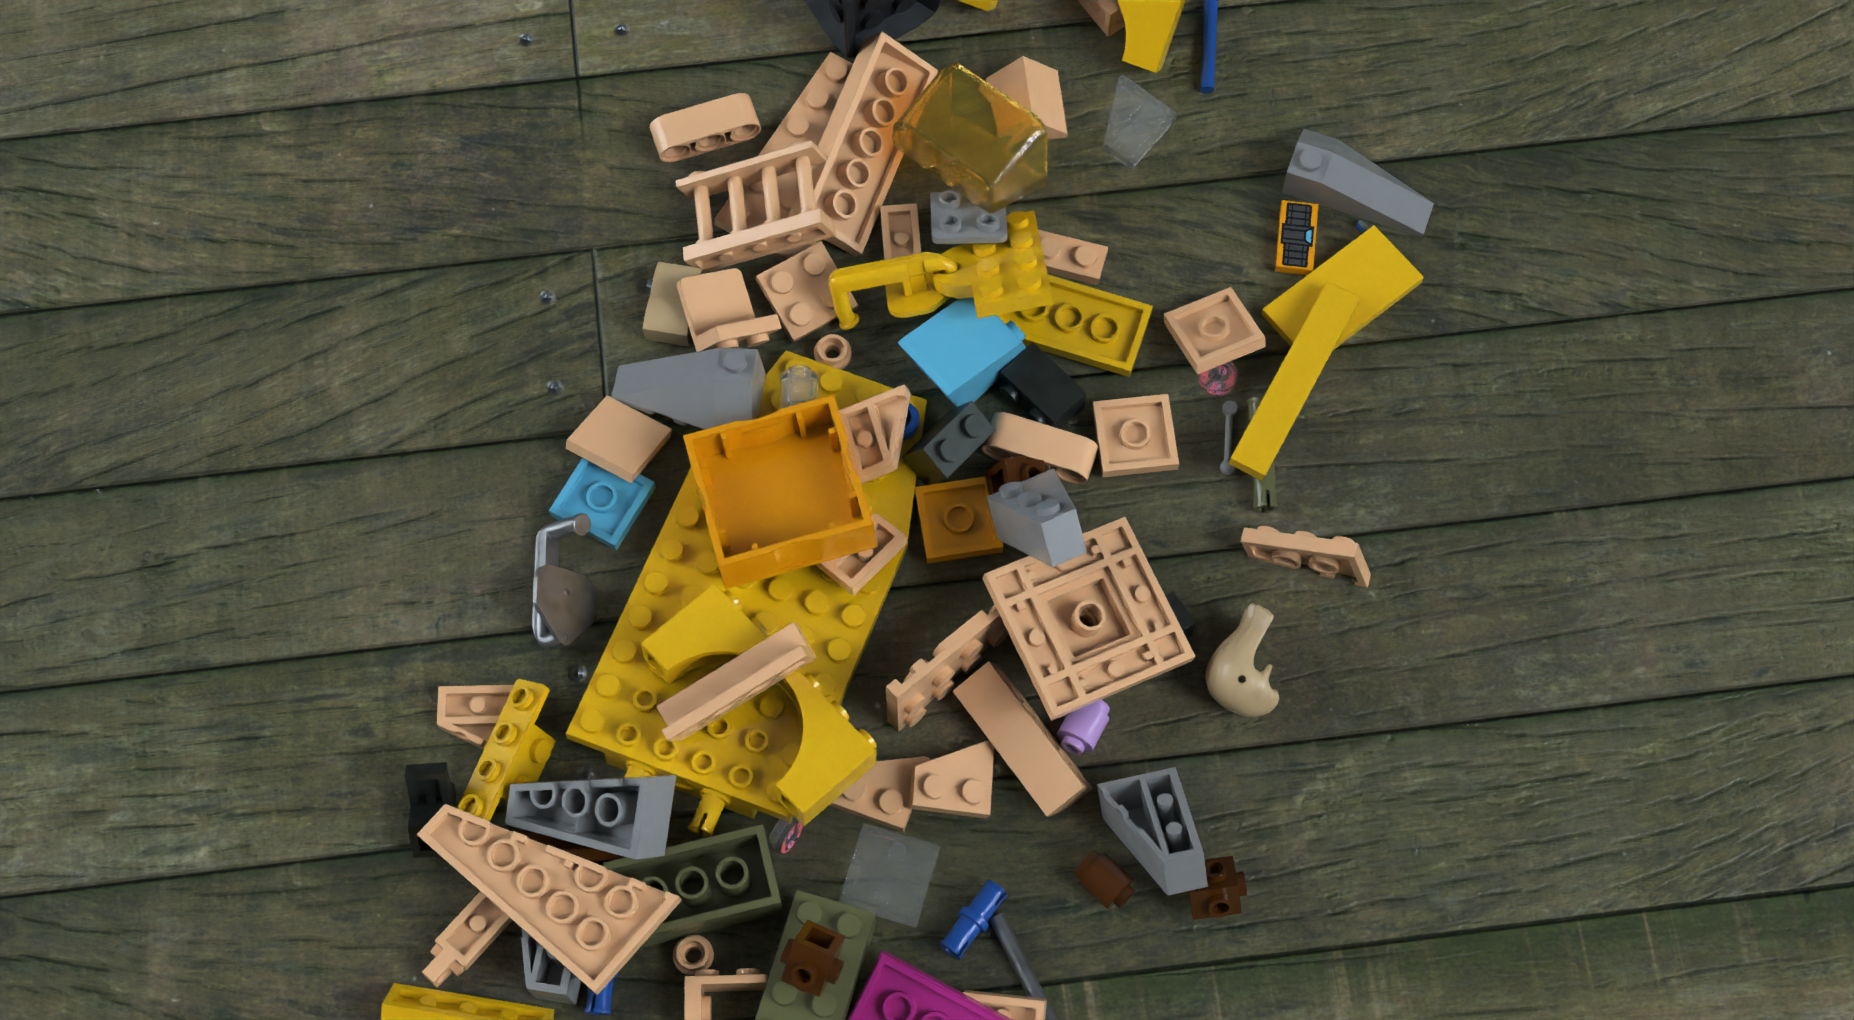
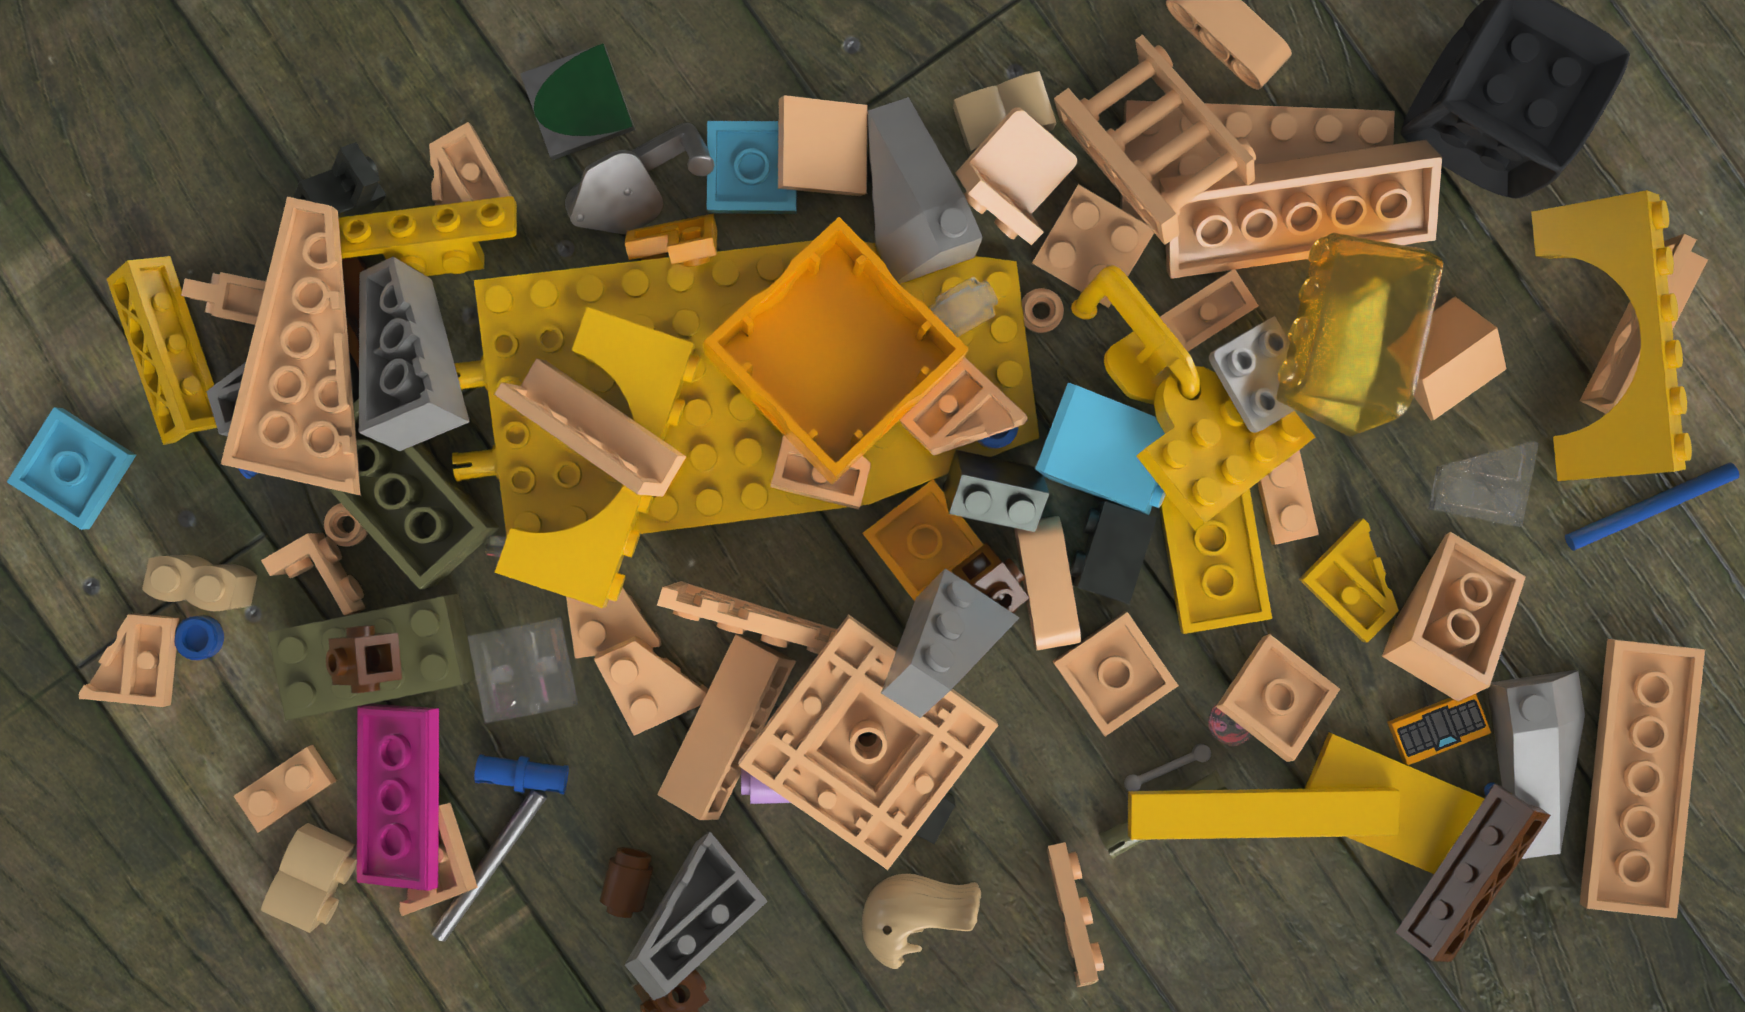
camera: 60 degrees right, 20 degrees up
(472, 602) = (577, 101): none -> dark green tile
(630, 563) = (685, 240): none -> light orange plate
(1157, 242) = (1353, 583): none -> yellow wing
(1221, 187) = (1456, 619): none -> light nougat slope
(1404, 123) = (1642, 778): none -> light nougat plate
(1415, 263) = (1472, 874): none -> reddish brown fence

